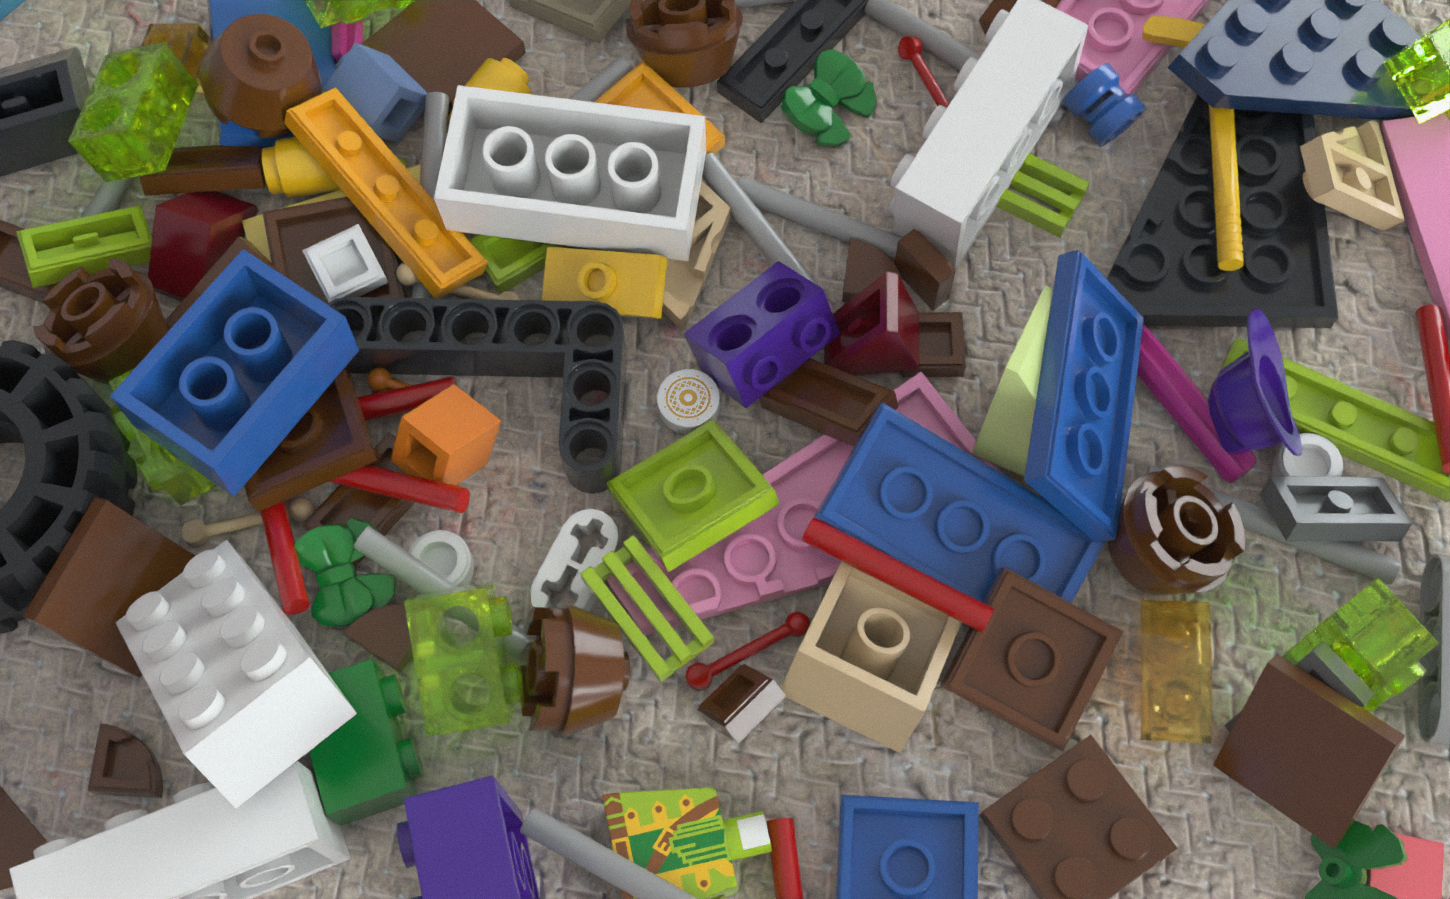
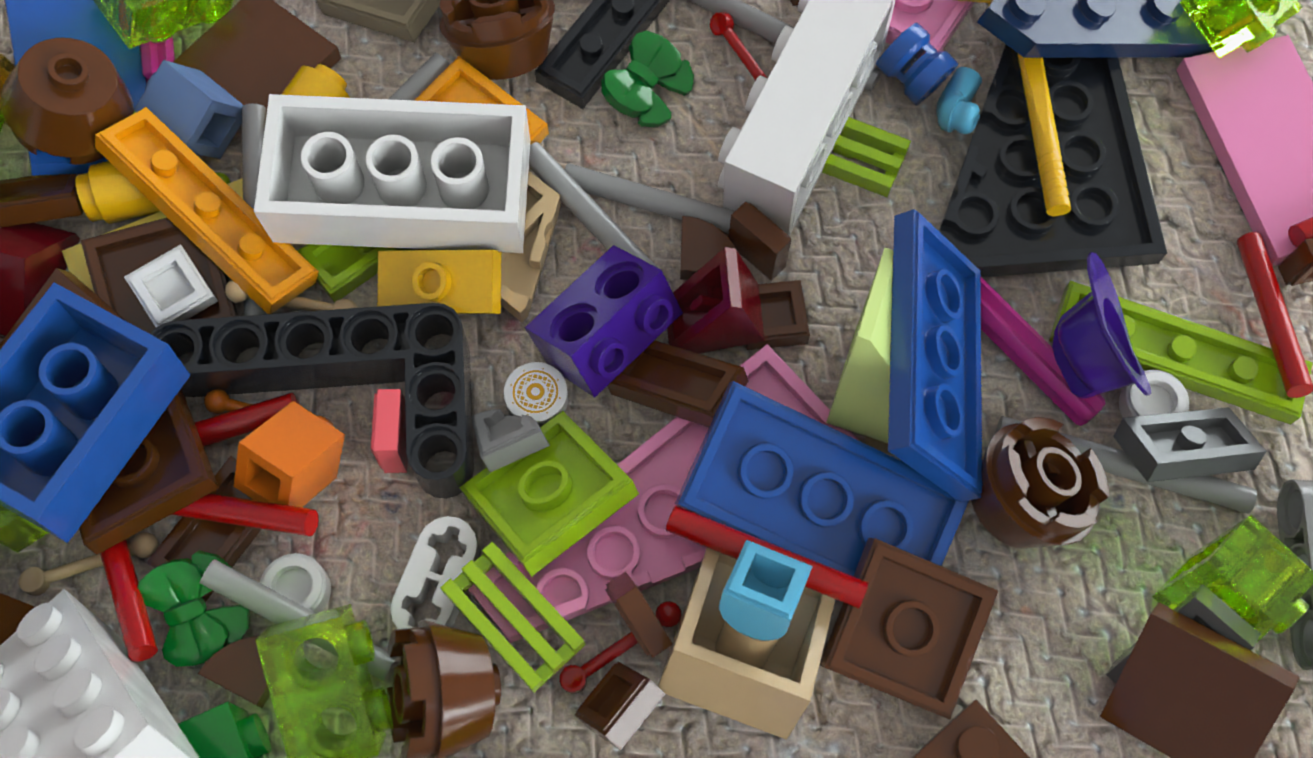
camera: 10 degrees left, 0 degrees up
(544, 422) = (389, 431): none -> coral tile
(656, 439) = (506, 437): none -> light grey tile
(767, 618) = (638, 615): none -> reddish brown tile
(889, 605) = (763, 592): none -> medium azure brick
(1139, 149) = (955, 106): none -> medium azure arm
(1175, 671) = (1053, 625): clear yellow slope -> none
(1353, 175) = (1163, 113): tan wing -> none

